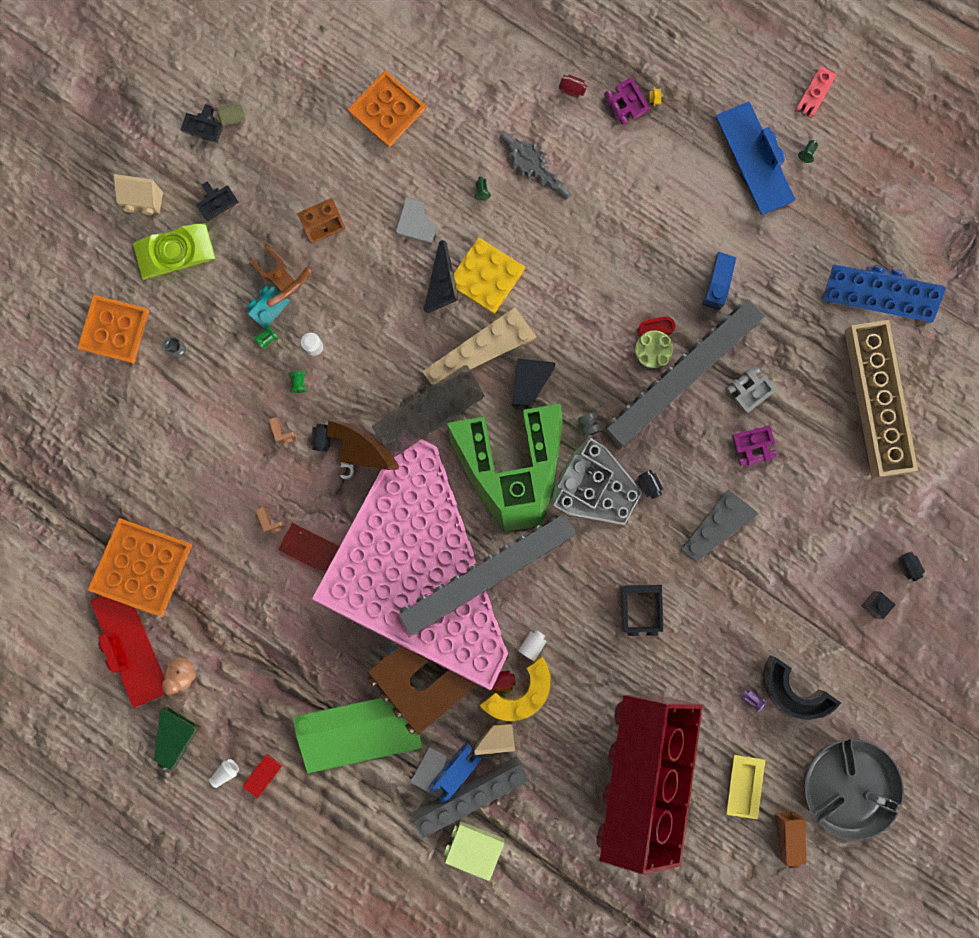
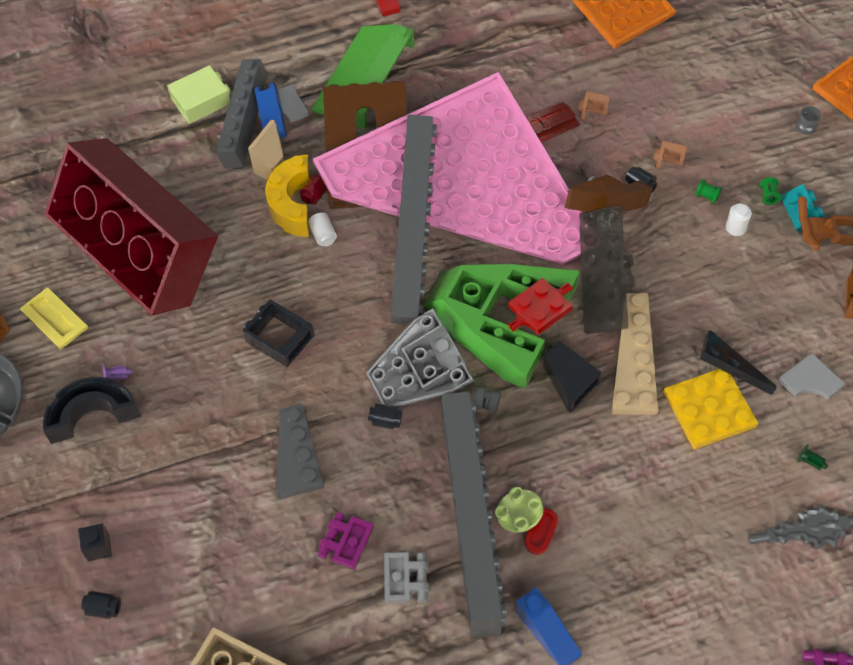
camera: 130 degrees right, 25 degrees down
(500, 428) = (540, 306): none -> red plate

